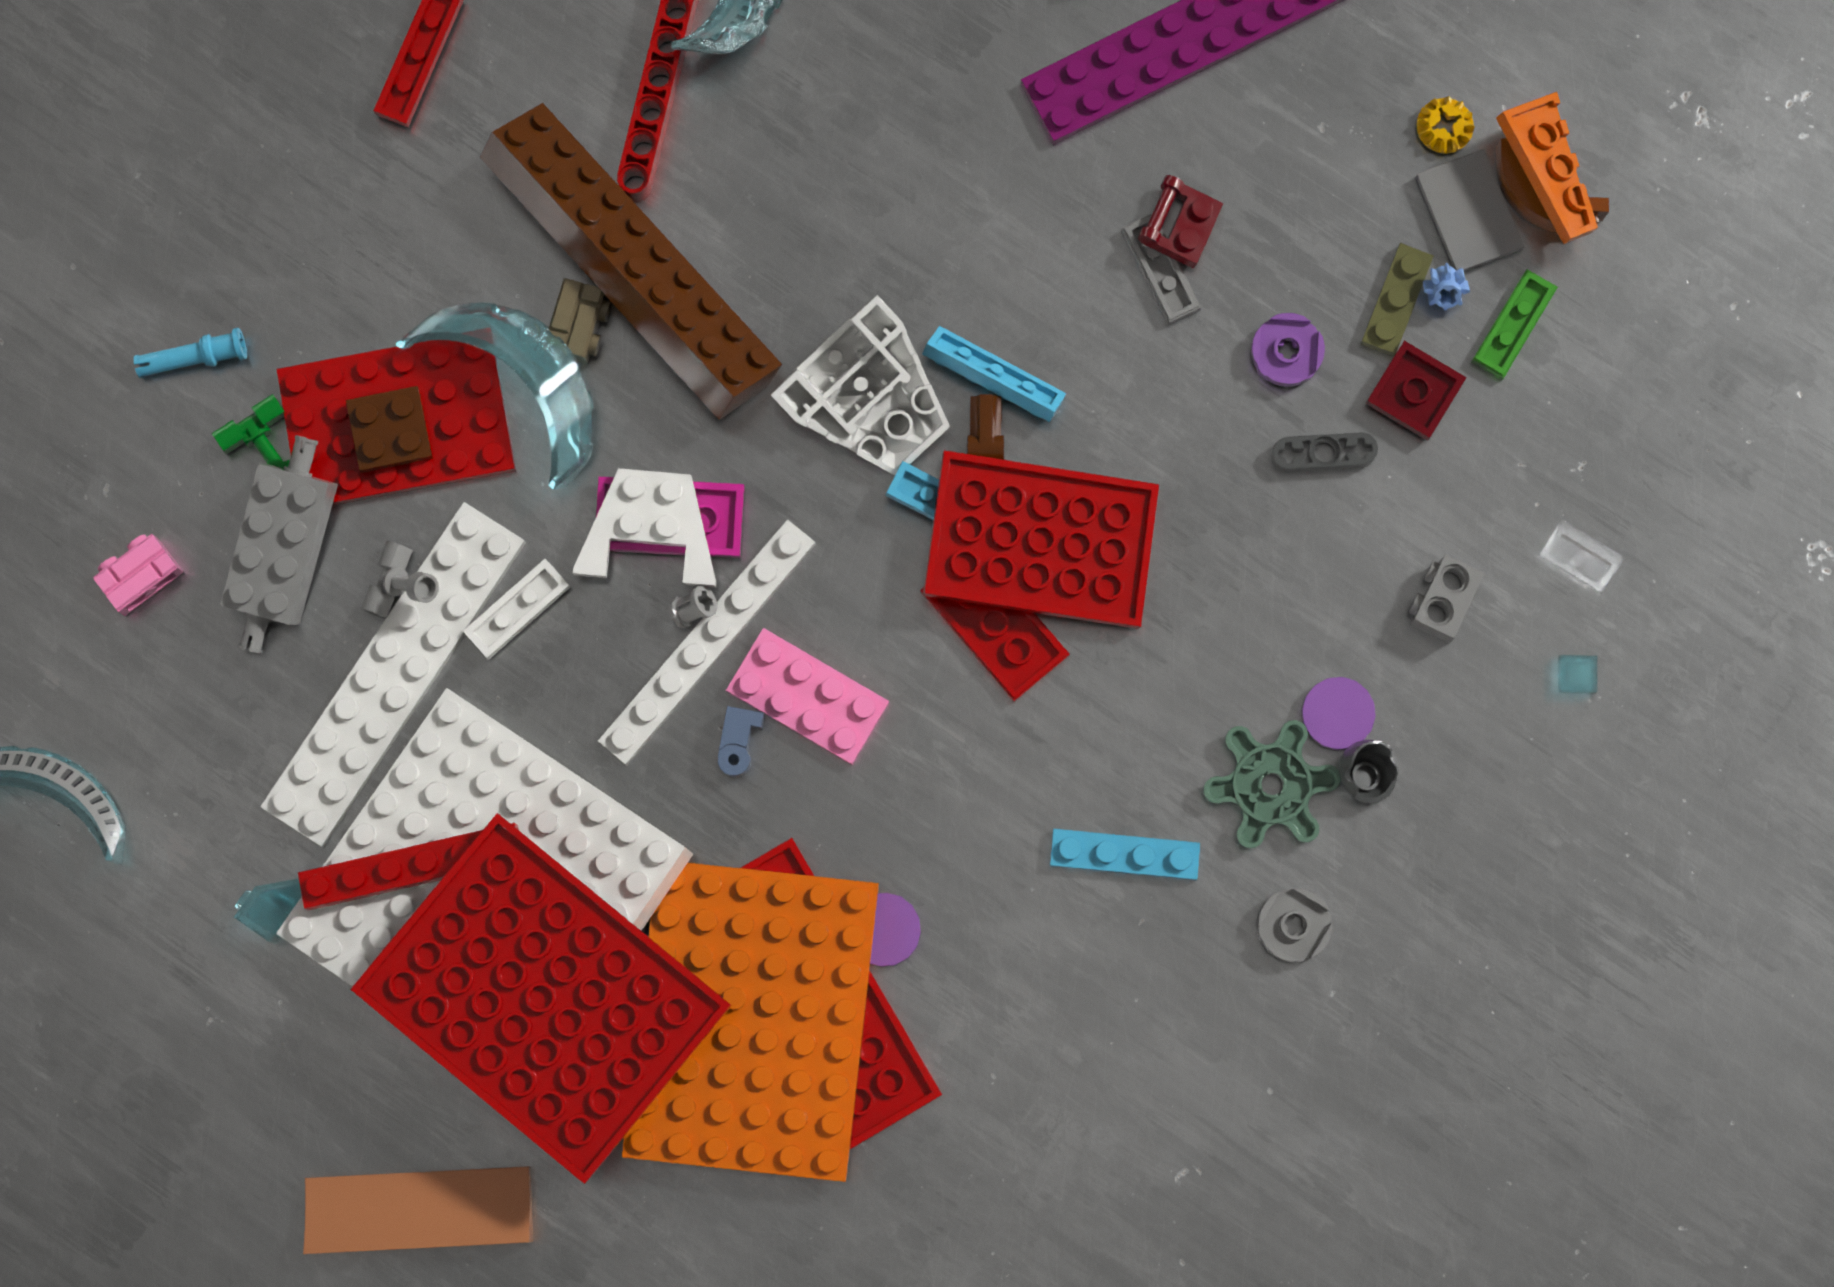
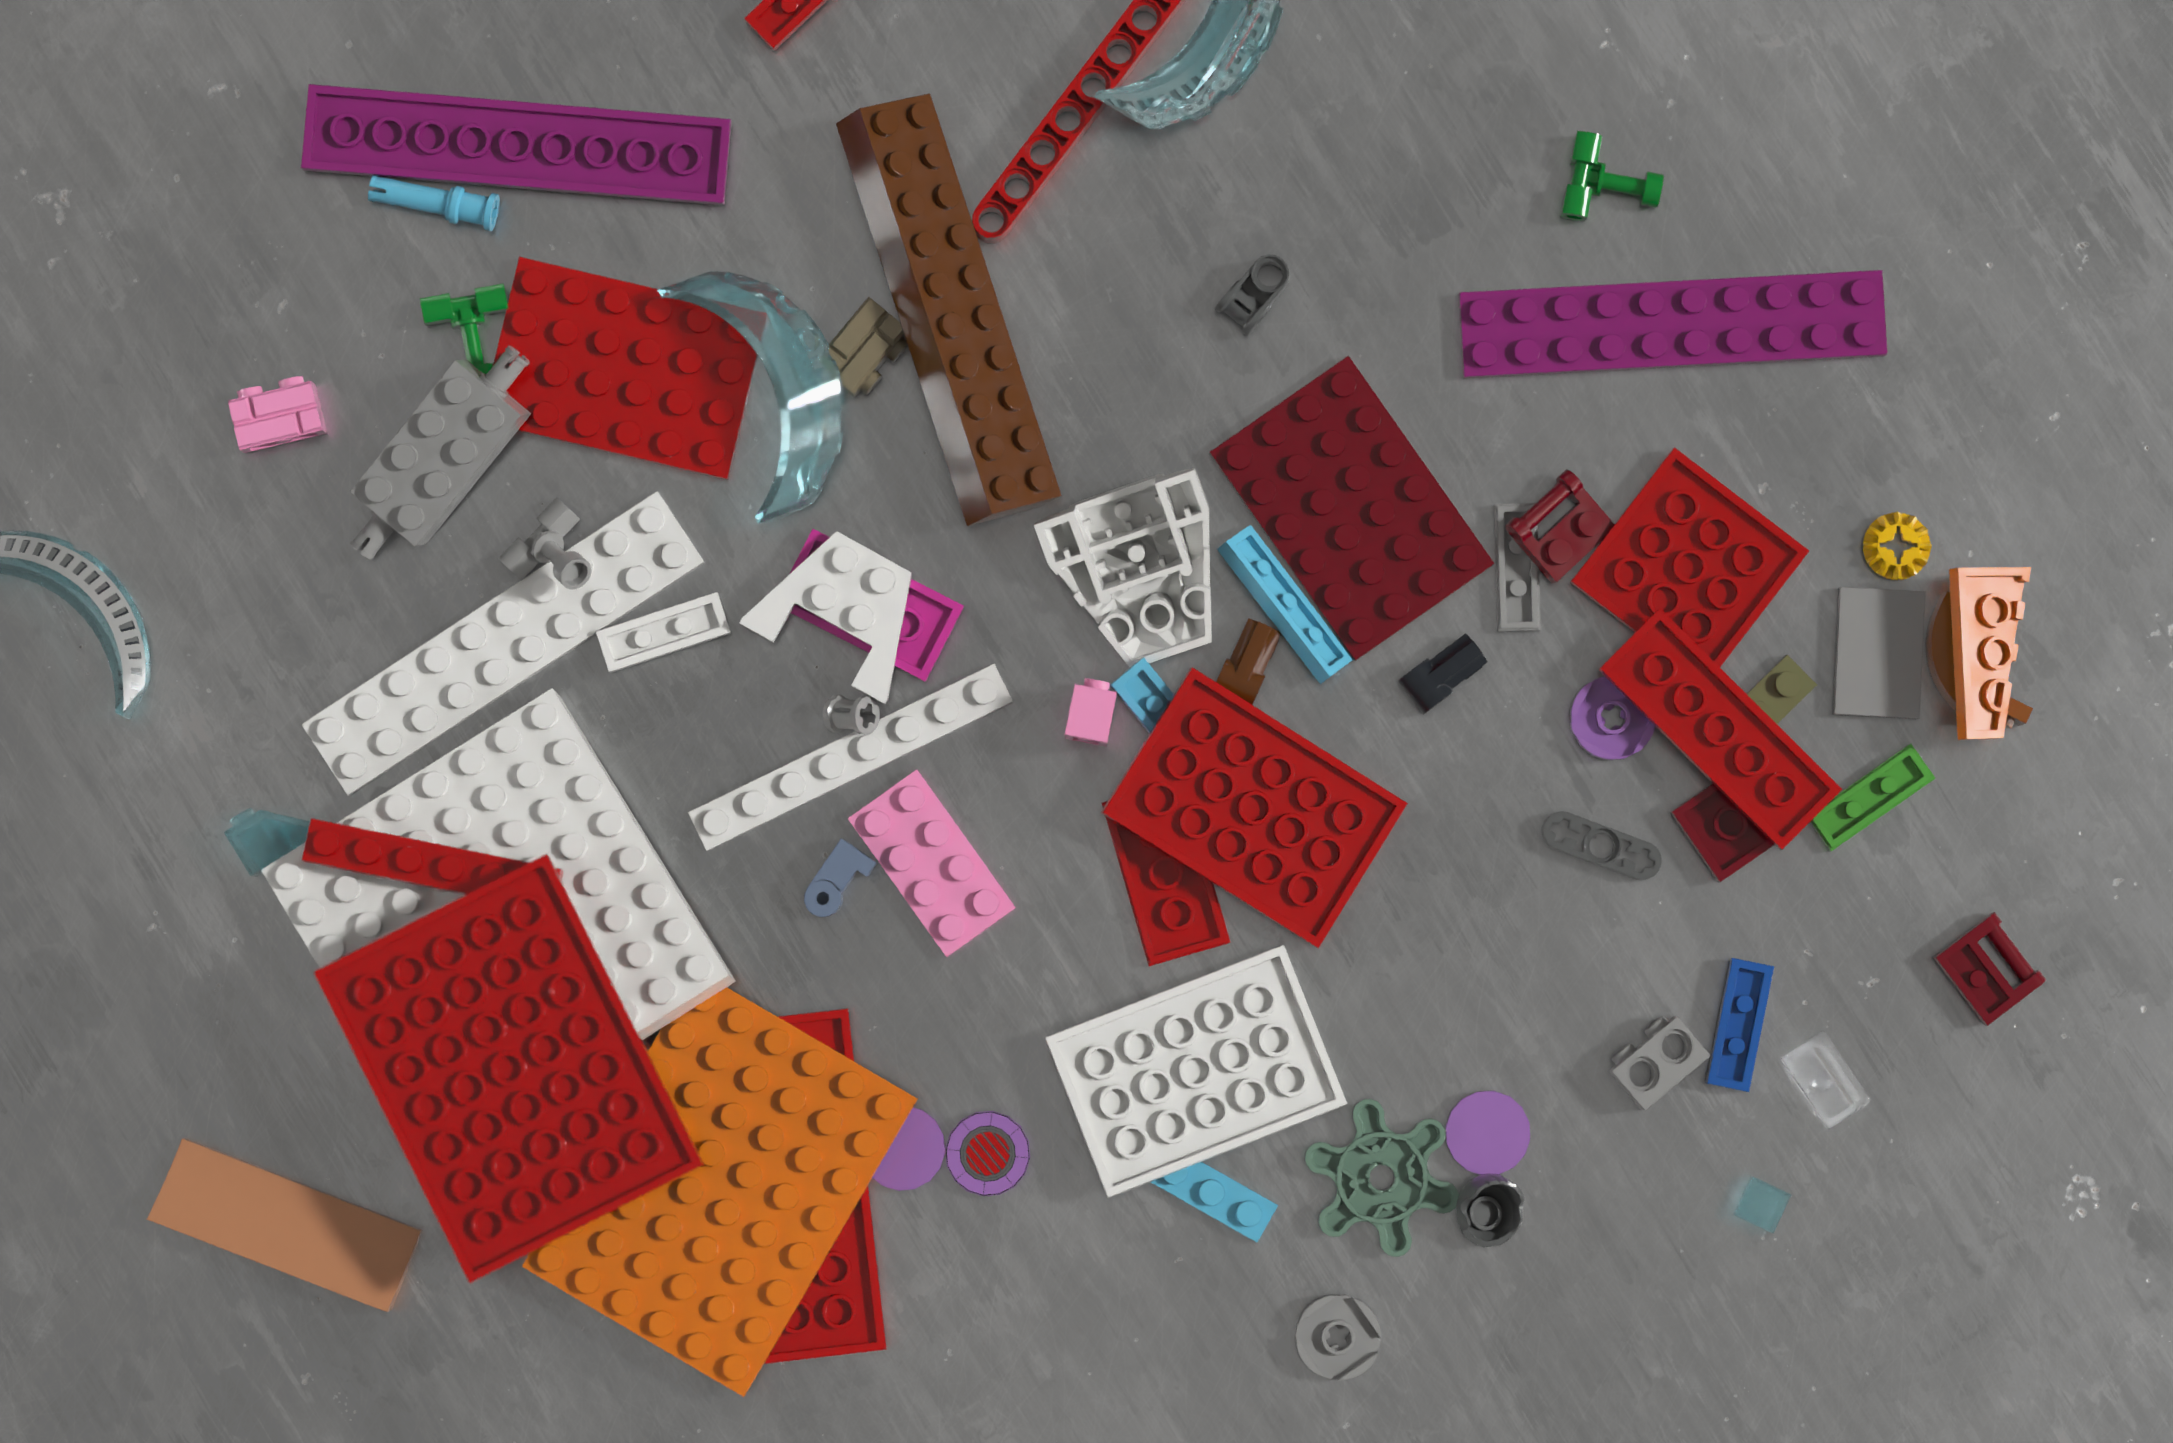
camera: 20 degrees right, 5 degrees up
(236, 284) = (516, 144): none -> magenta plate
(389, 429) = (611, 378): reddish brown plate -> none
(861, 152) = (1253, 294): none -> dark grey piece
(880, 521) = (1091, 712): none -> bright pink brick
(953, 904) = (987, 1153): none -> tile
(1012, 279) = (1351, 508): none -> dark red plate
(1088, 765) = (1195, 1071): none -> white plate
(1137, 380) = (1435, 678): none -> black piece
(1294, 209) = (1694, 555): none -> red plate
(1376, 319) = (1720, 729): none -> red plate
(1446, 286) = (1814, 725): light blue gear -> none
(1495, 542) = (1739, 1024): none -> blue plate
(1663, 424) = (1978, 976): none -> dark red plate

